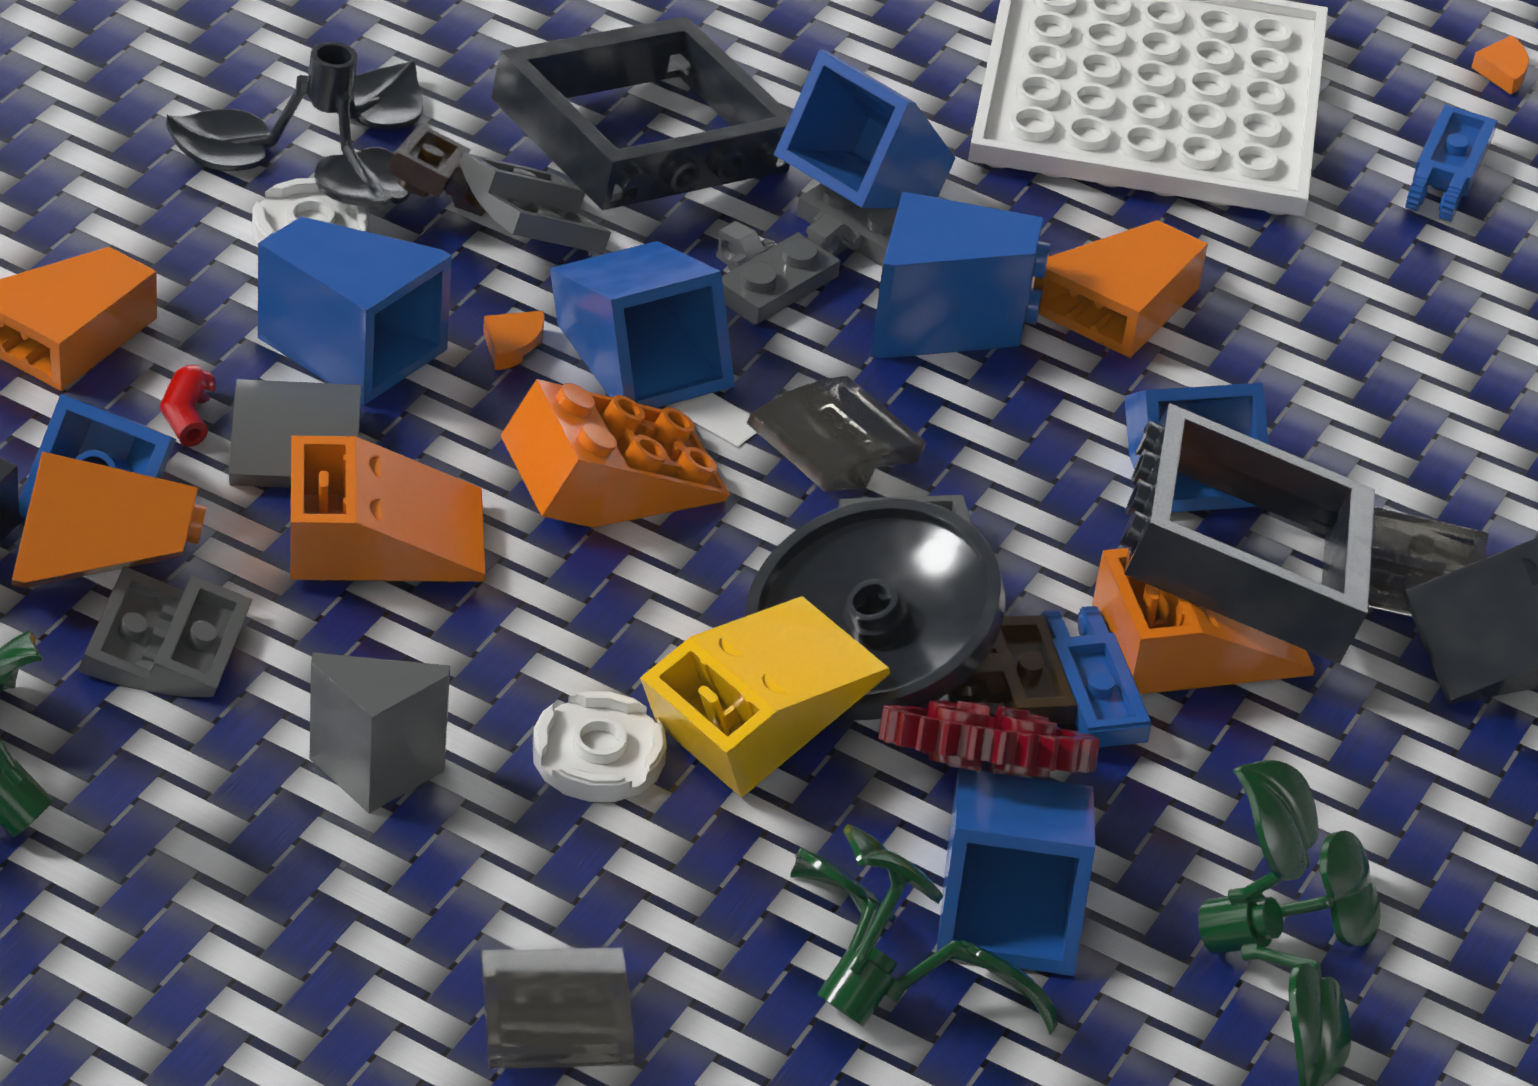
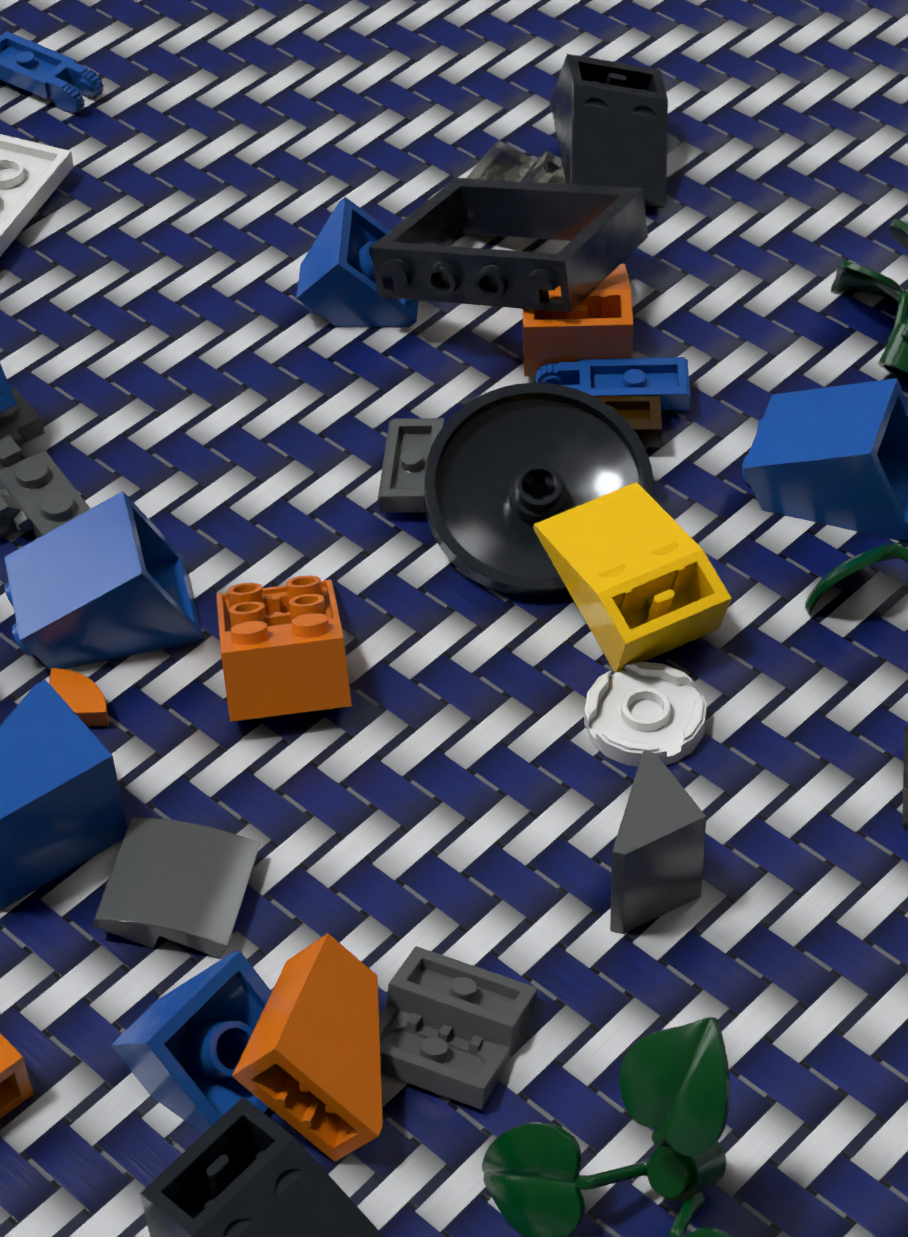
camera: 70 degrees left, 5 degrees up
(179, 403) = (99, 978): red arm -> none
(379, 516) = (332, 832): orange slope -> none
(717, 417) = (221, 573): white sticker -> none
(835, 433) = (280, 491): clear smoke slope -> none
(957, 278) = (120, 369): blue slope -> none
(1010, 742) = (730, 436): dark red gear -> none
(1123, 284) = (147, 277): orange slope -> none

